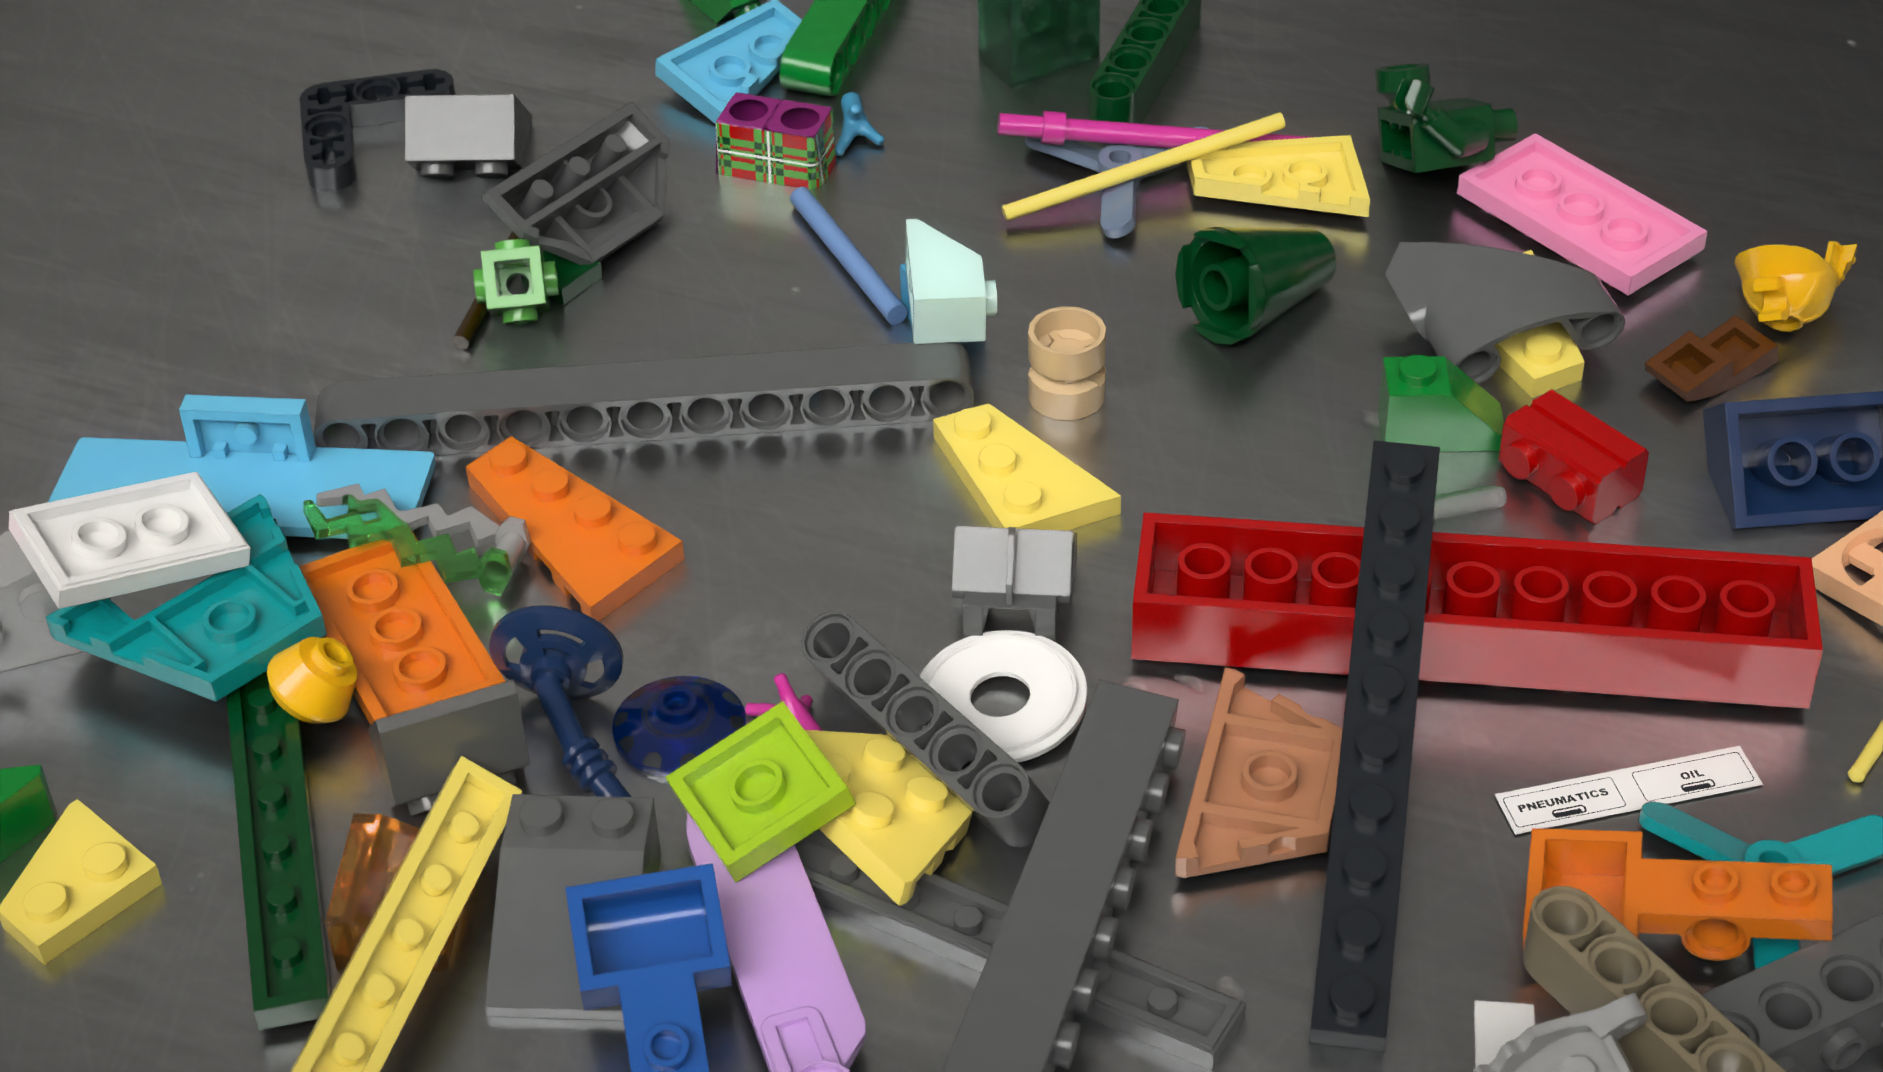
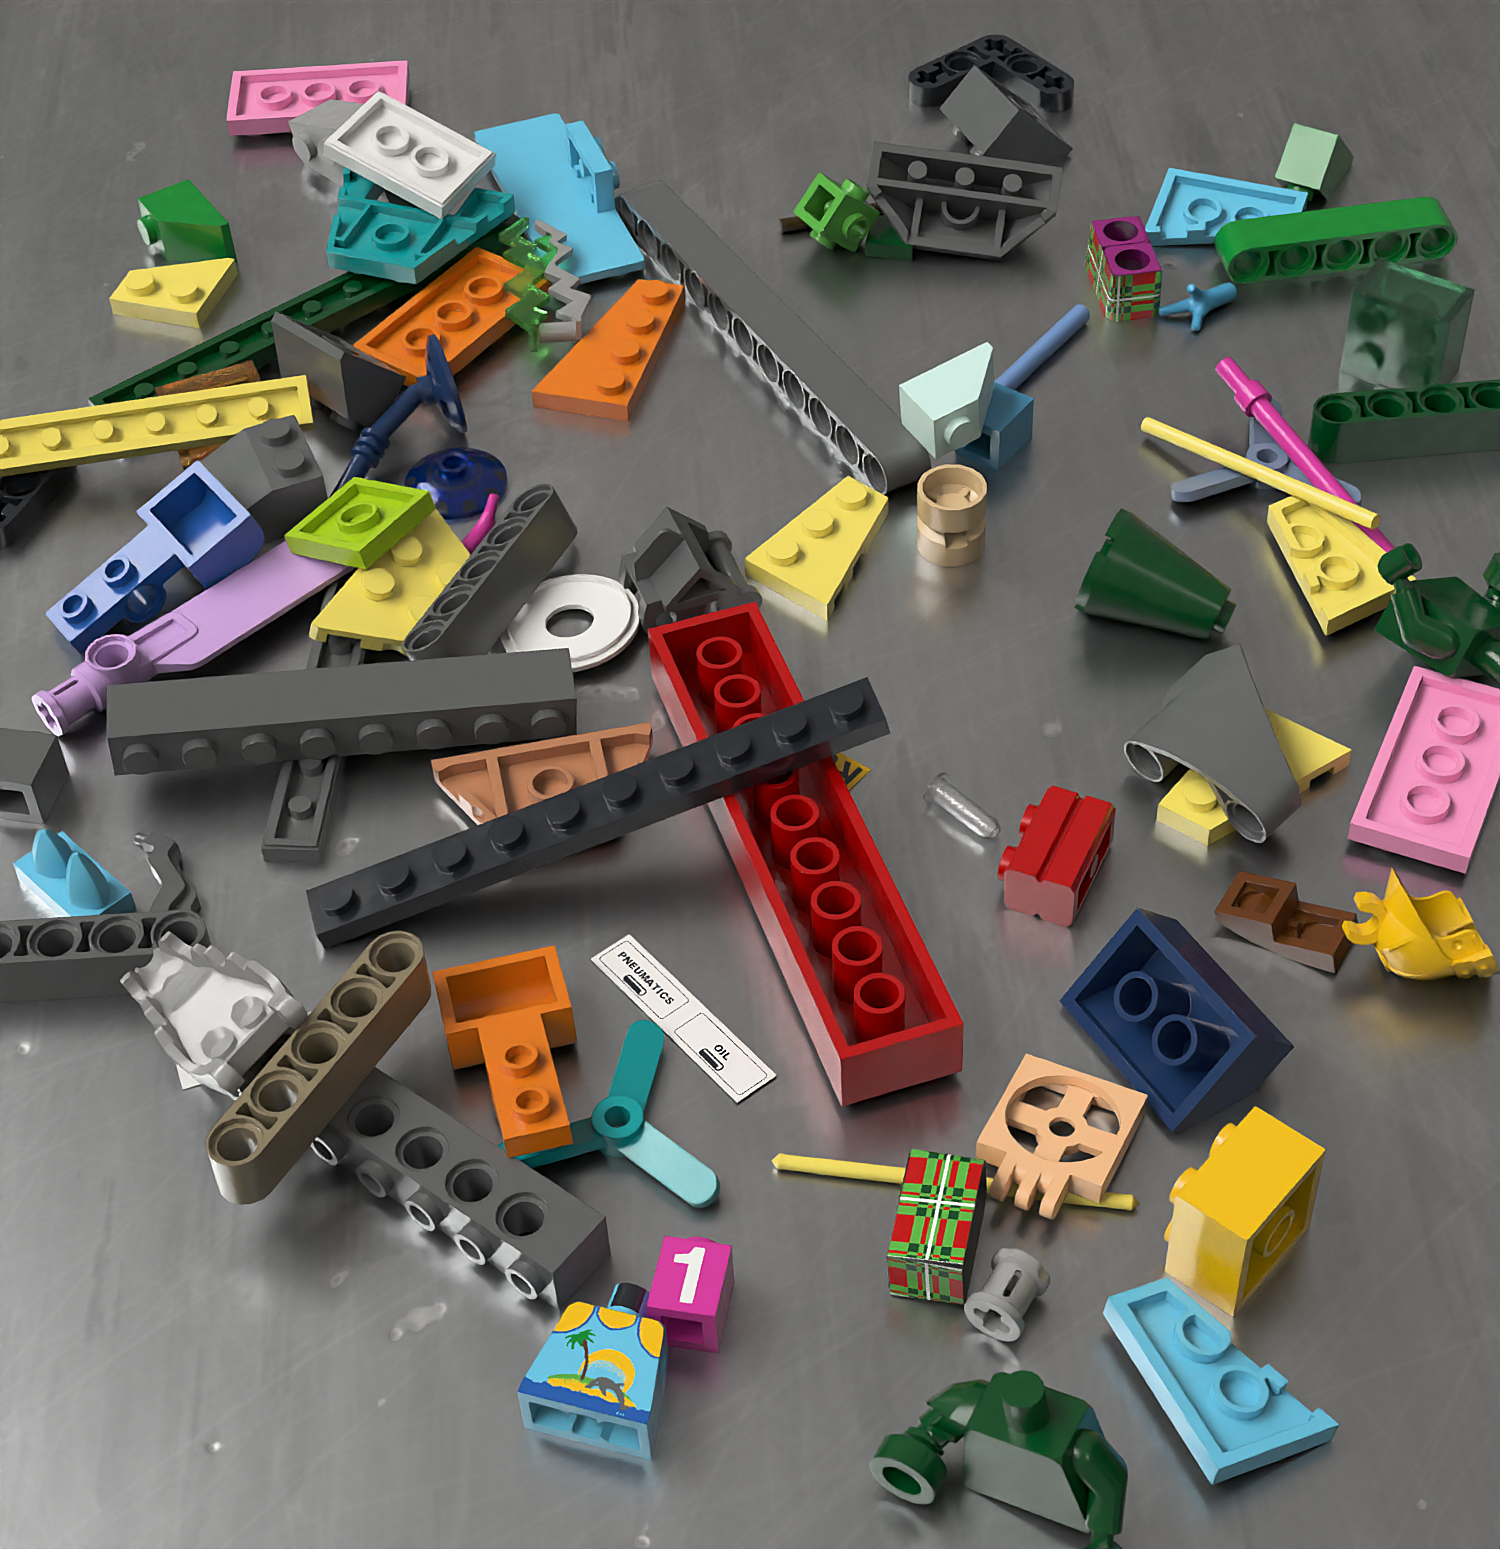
camera: 65 degrees right, 5 degrees up
(313, 680) = (367, 297): yellow cone -> none
(1437, 406) = (1062, 743): green slope -> none

